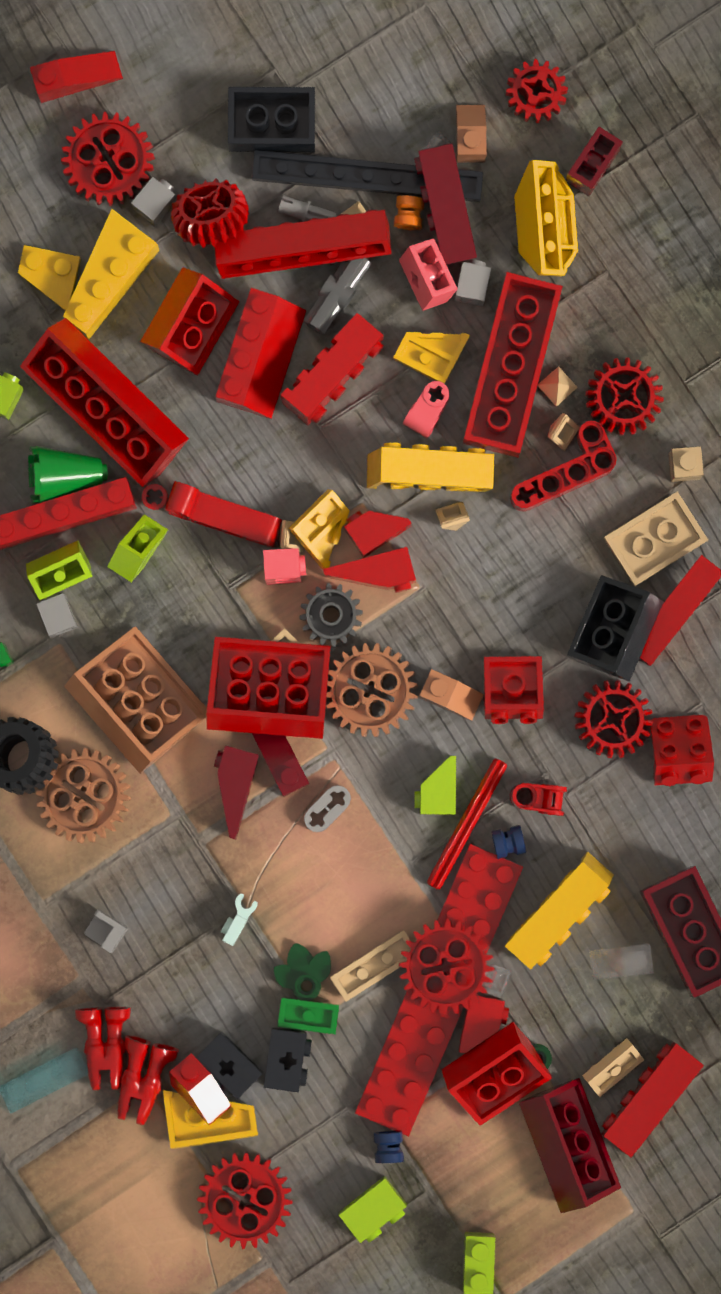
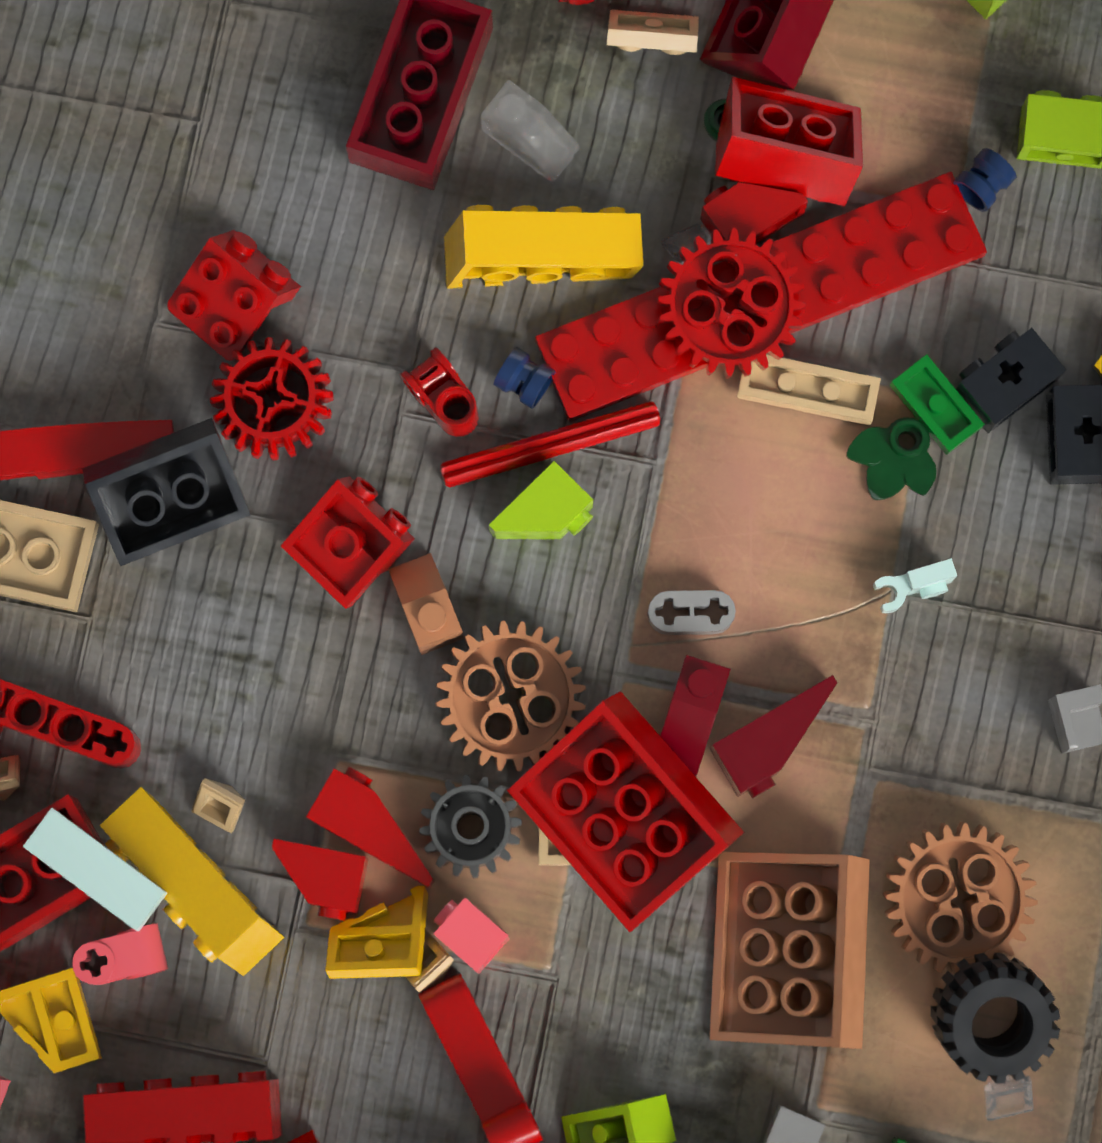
camera: 135 degrees left, 5 degrees down
(474, 432) = (95, 869): none -> light aqua tile

